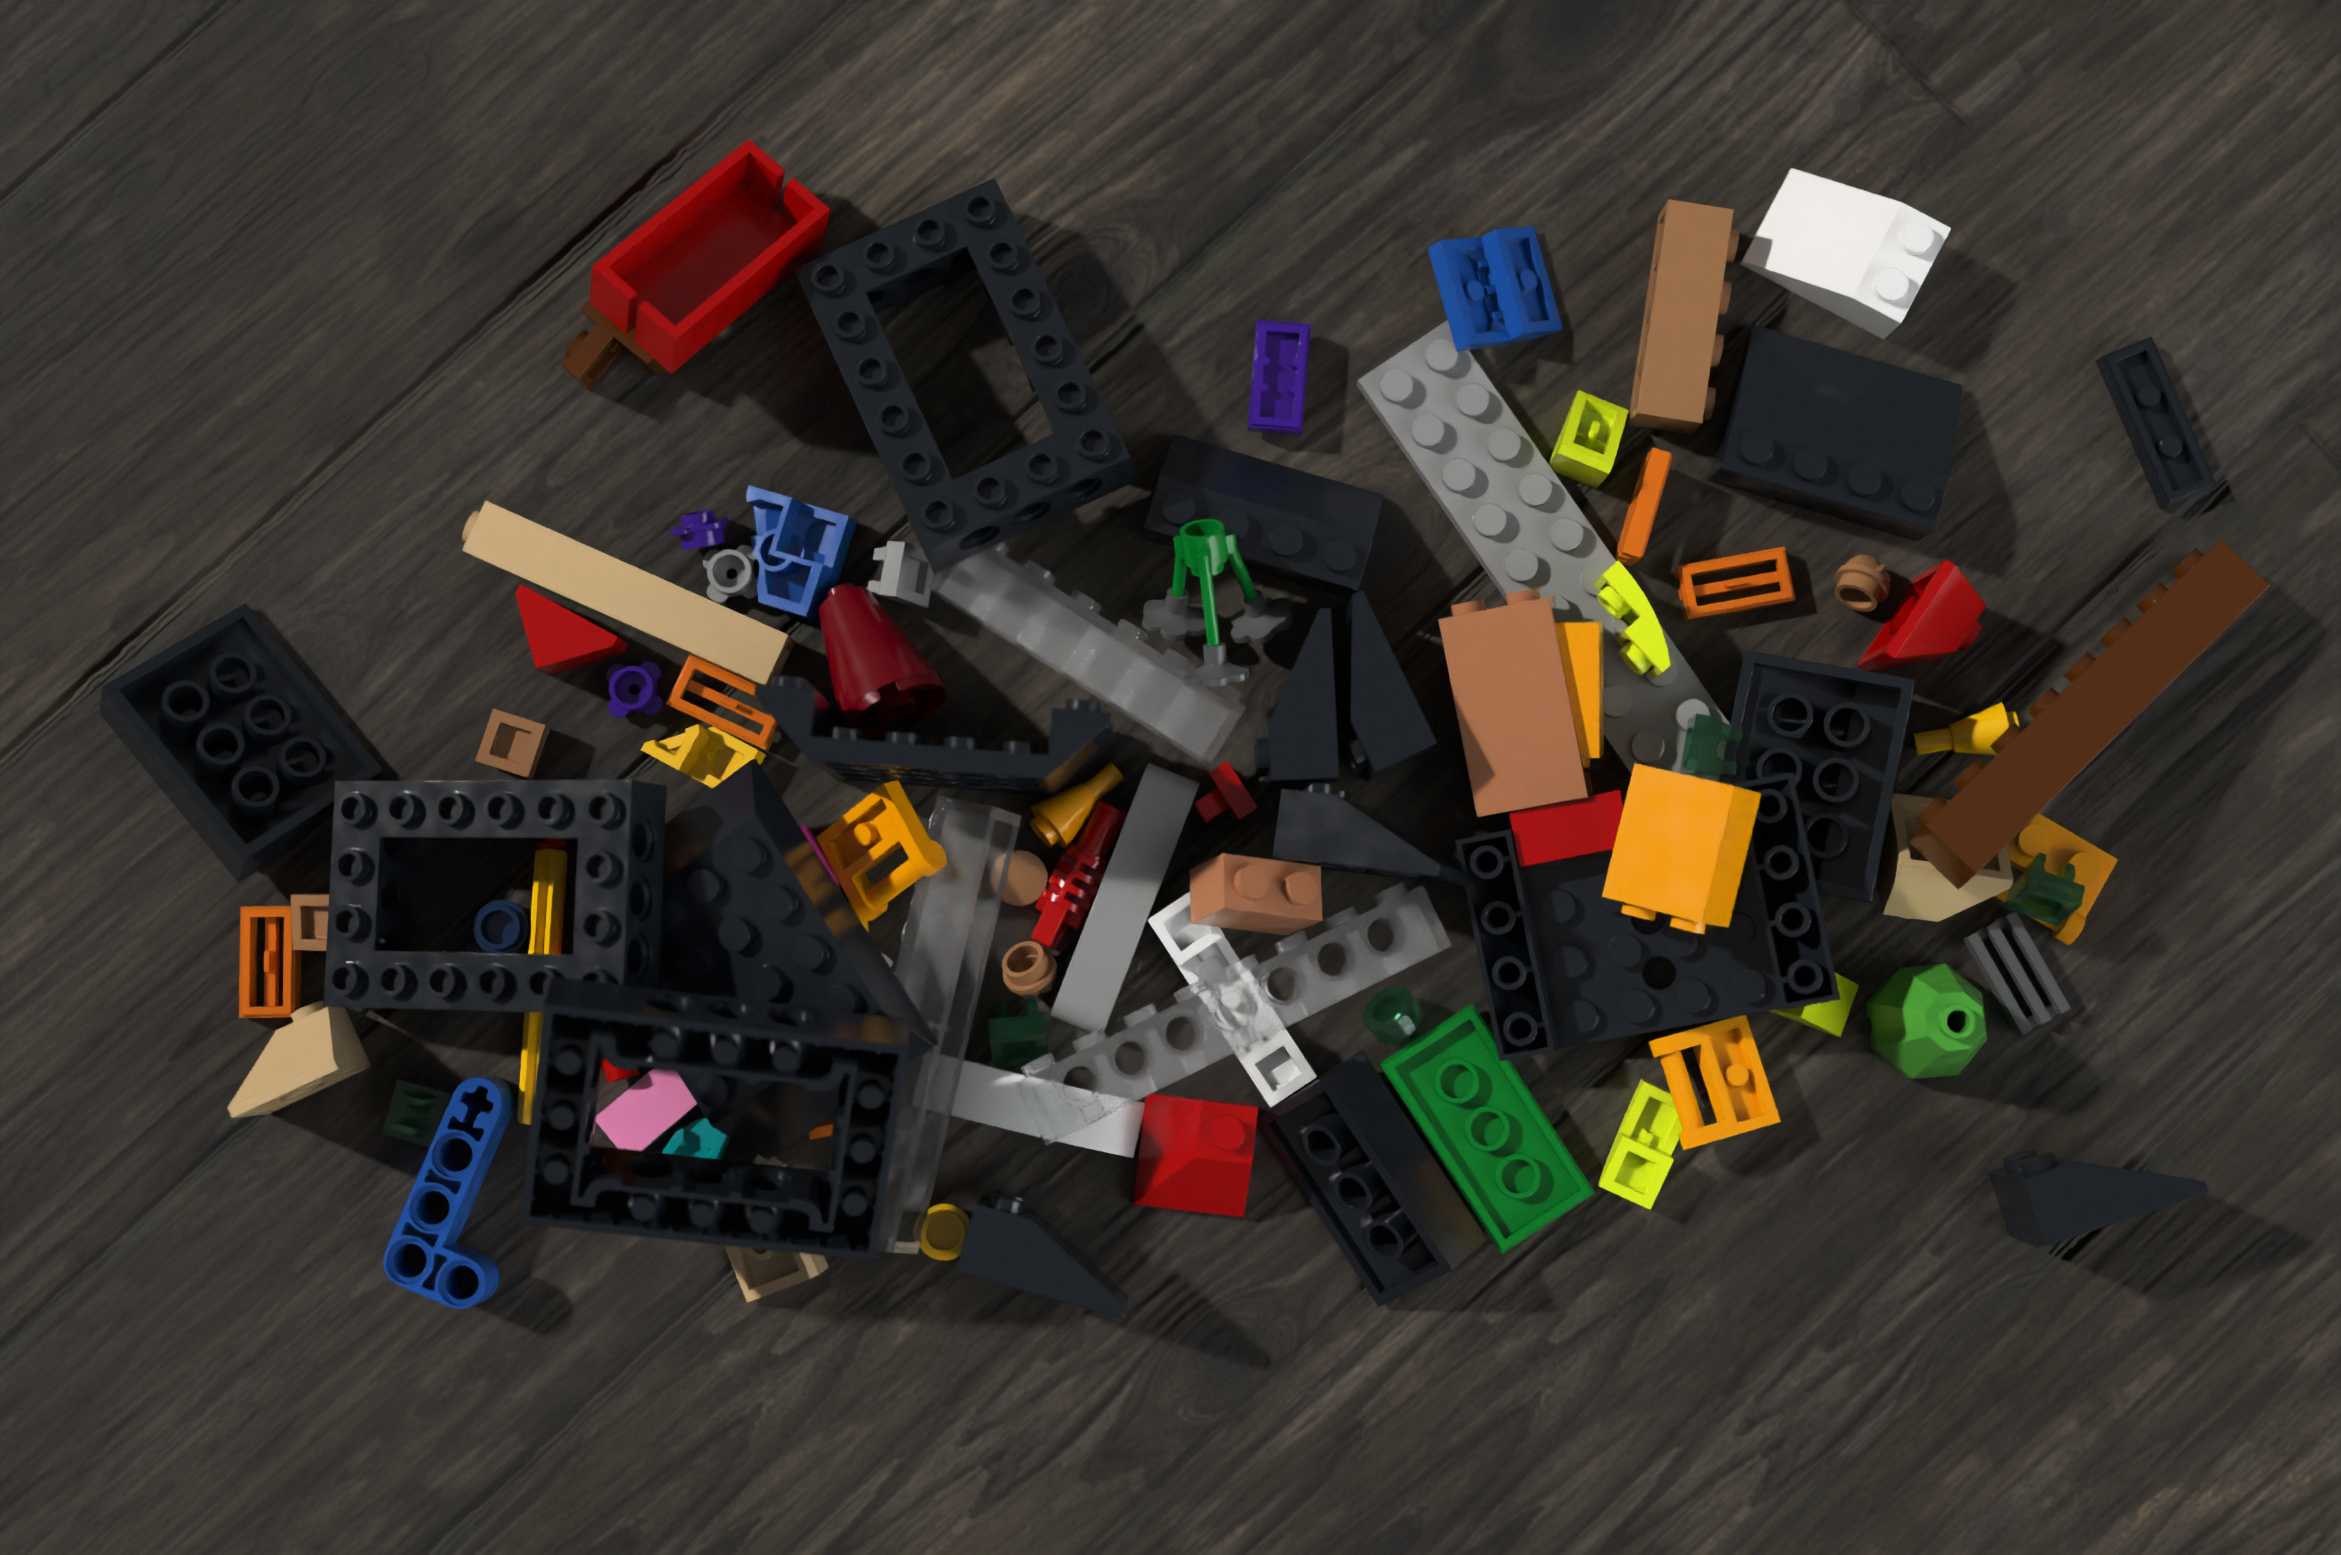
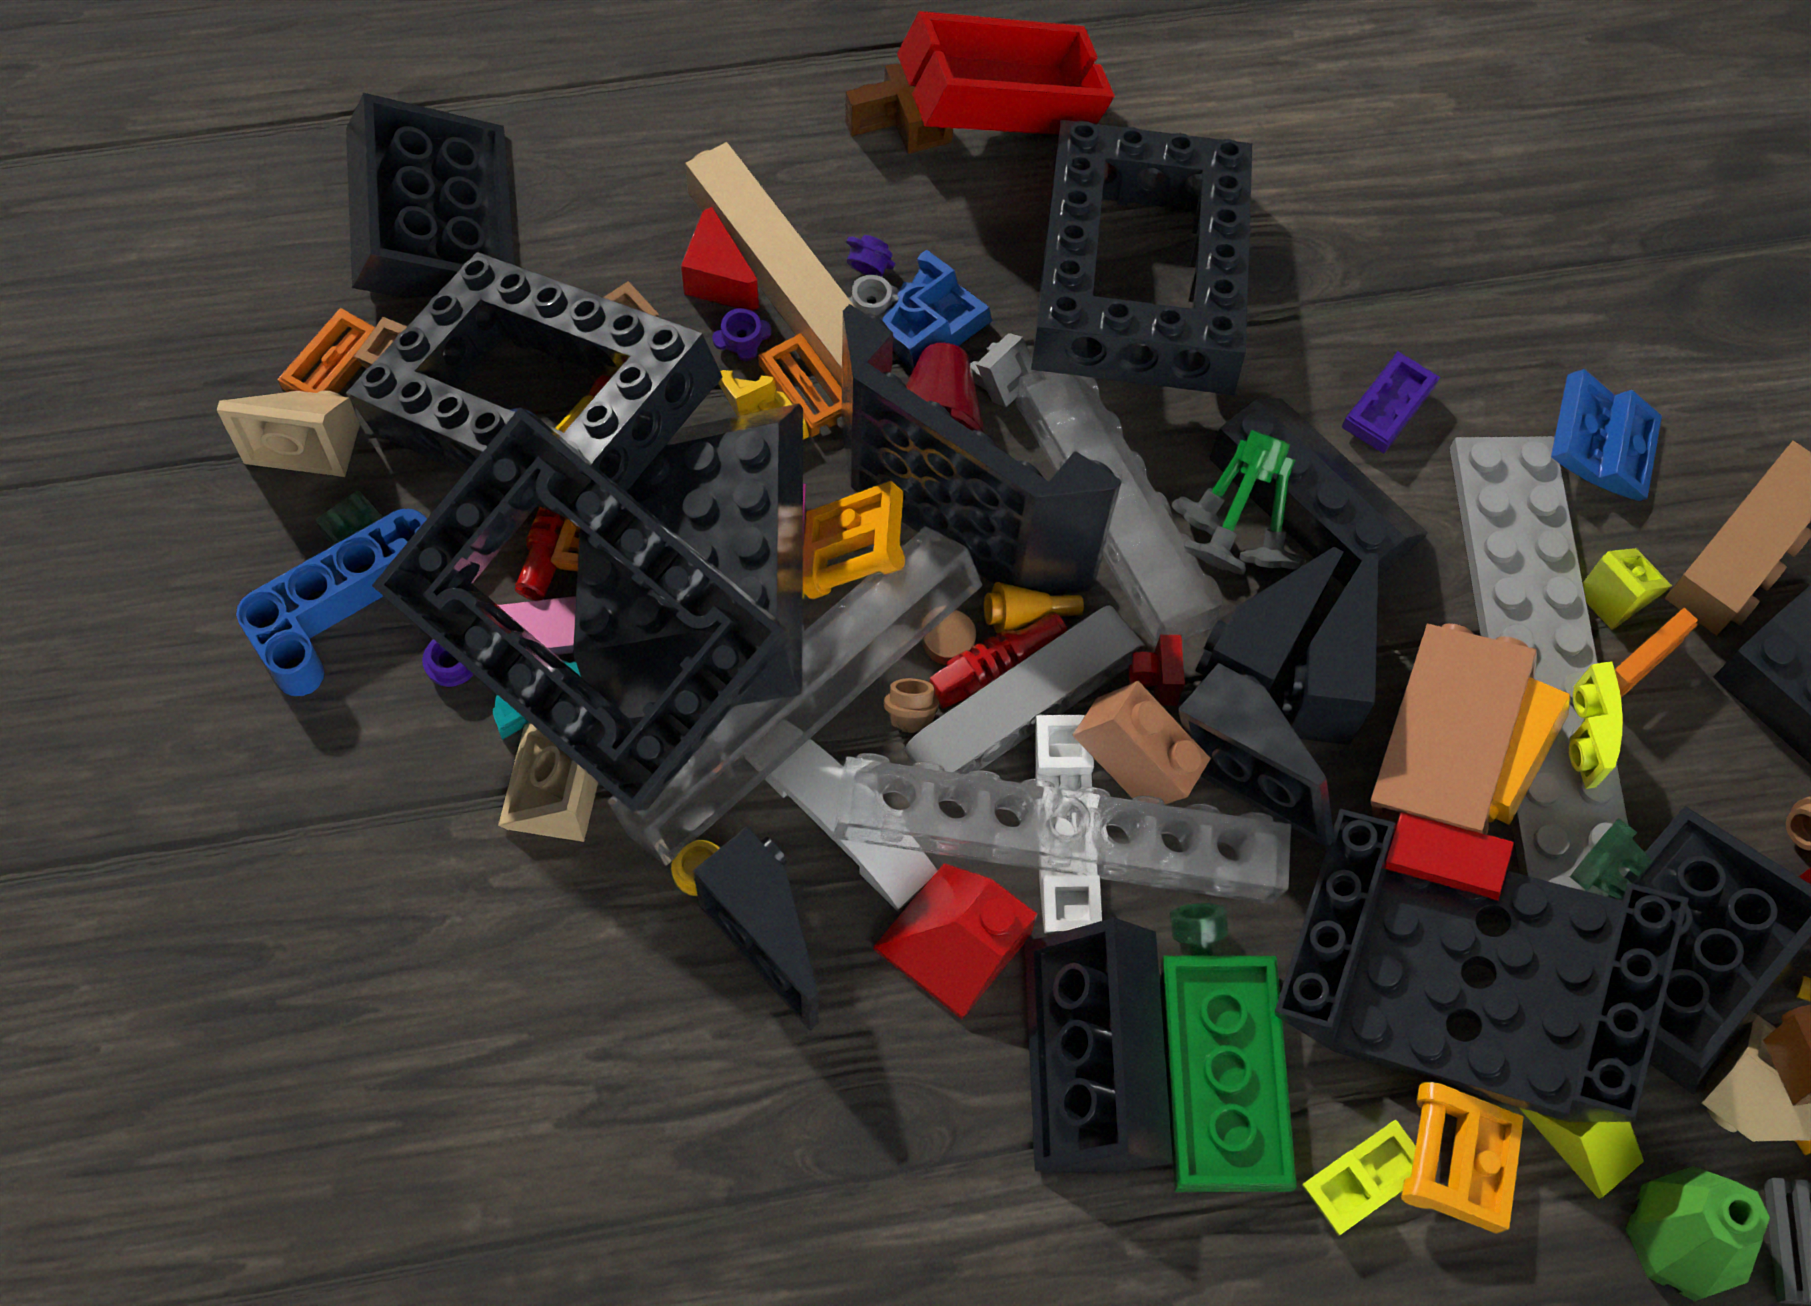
camera: 30 degrees right, 20 degrees down
(1018, 1038) = (863, 737): clear green tile -> none
(1681, 848) = (1551, 905): light orange brick -> none
(1689, 593) = (1695, 773): orange tile -> none

